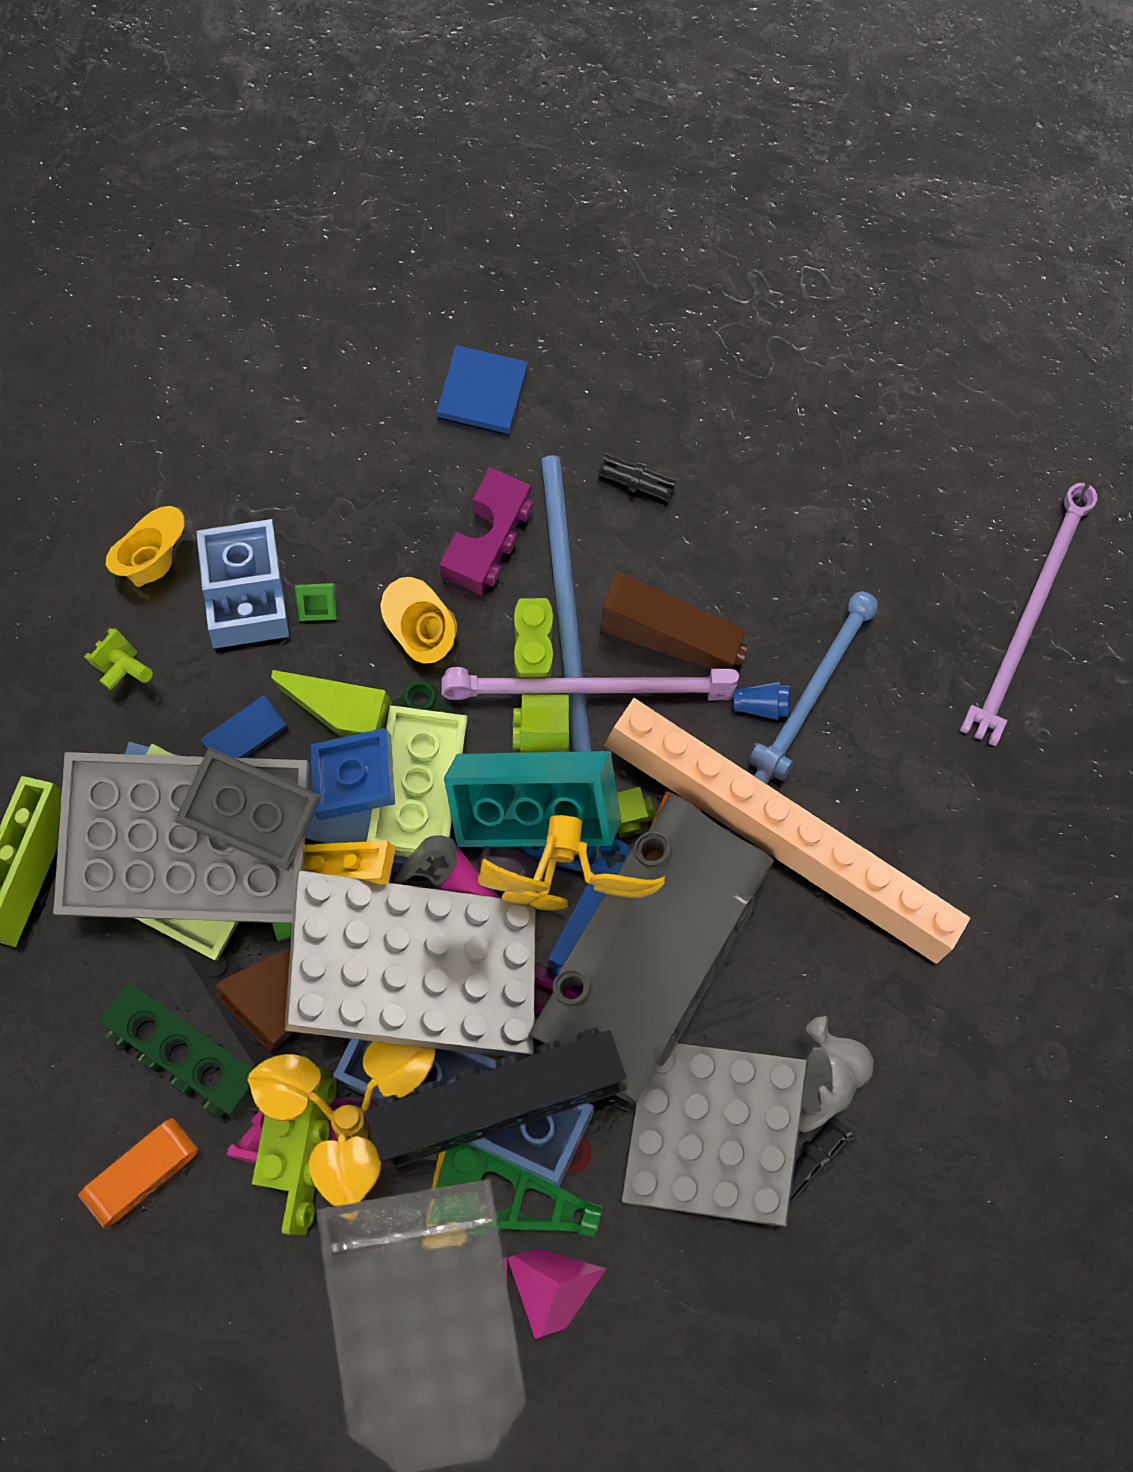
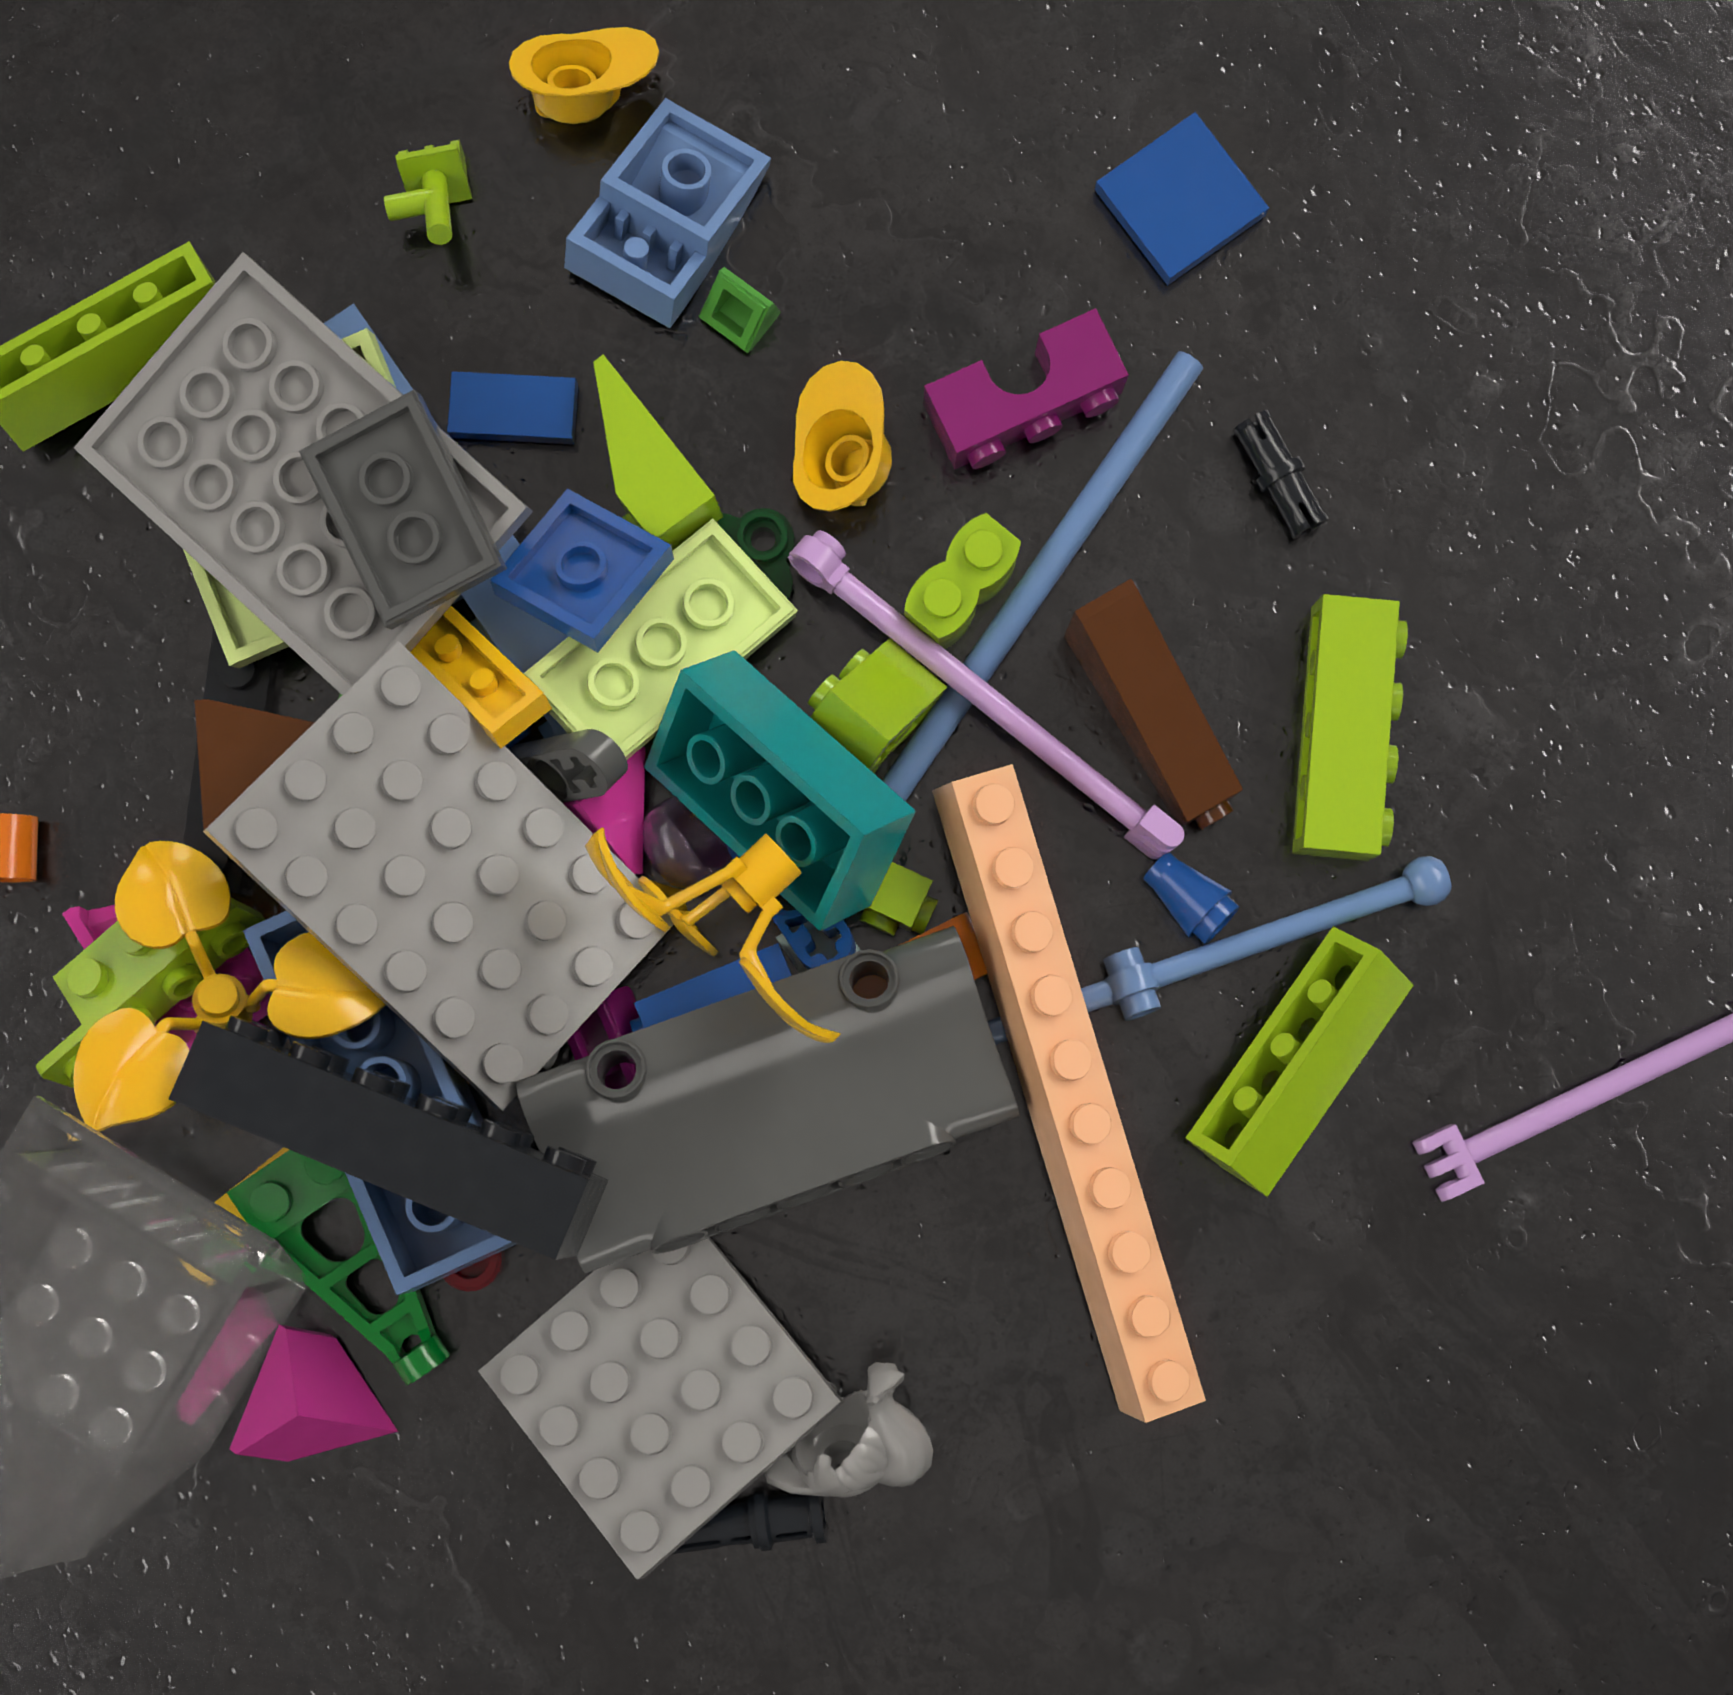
camera: 45 degrees right, 10 degrees up
(134, 1007) = (65, 655): dark green brick -> none
(768, 566) = (1348, 727): none -> lime brick
(878, 732) = (1300, 1060): none -> lime brick

